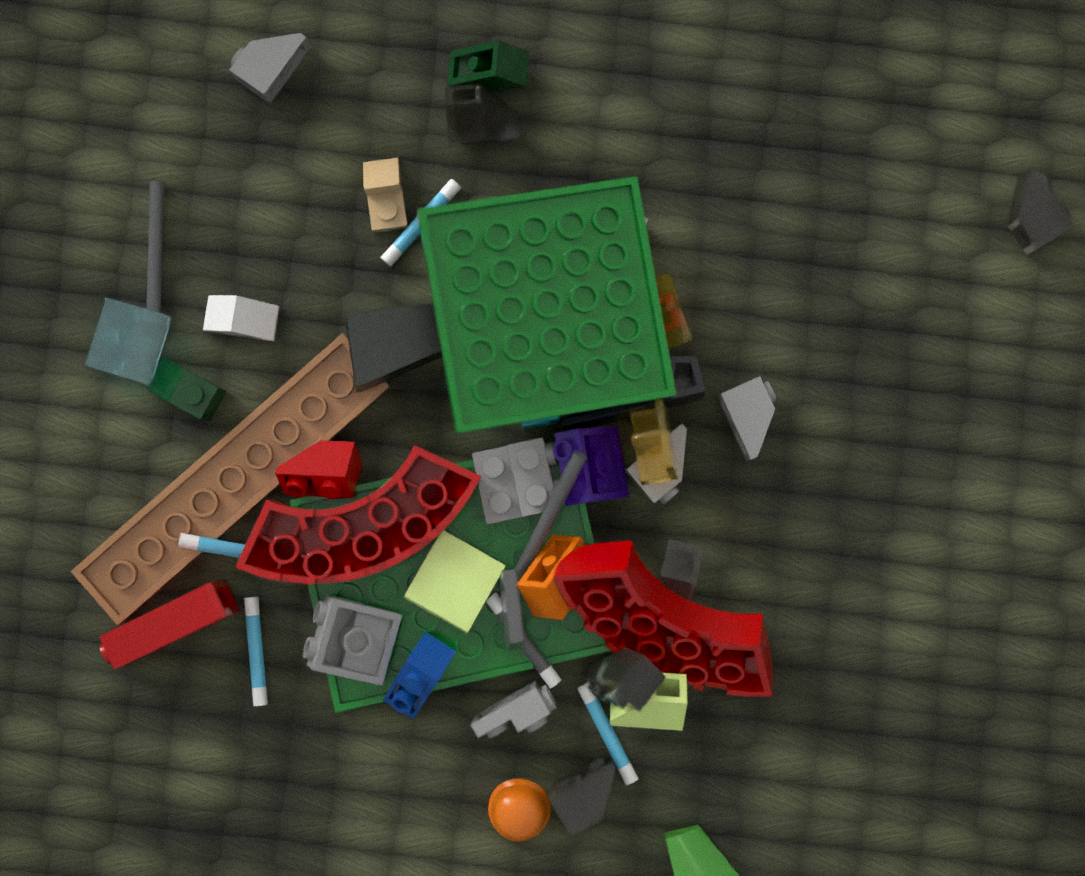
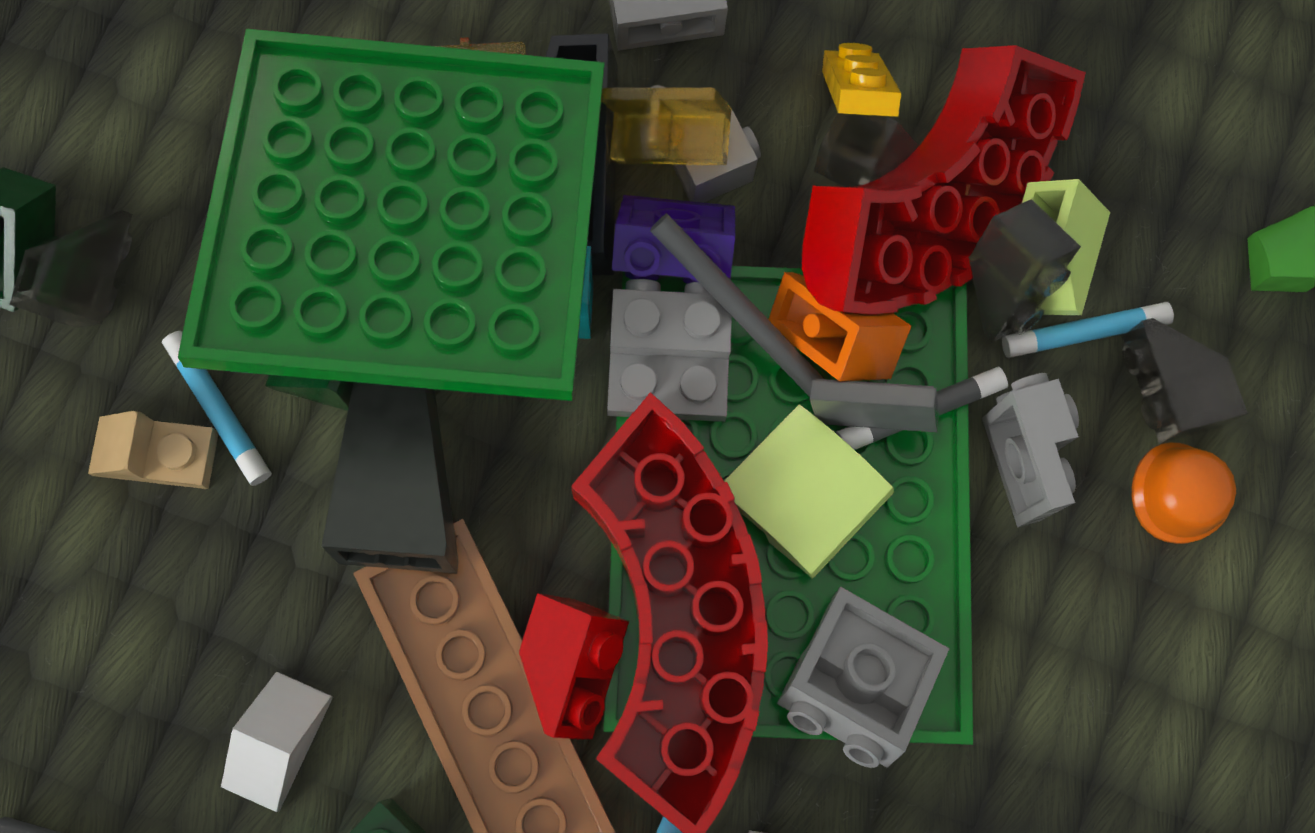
camera: 80 degrees left, 10 degrees down
(419, 675) = (946, 582): blue slope -> none
(718, 554) = (860, 81): none -> yellow plate

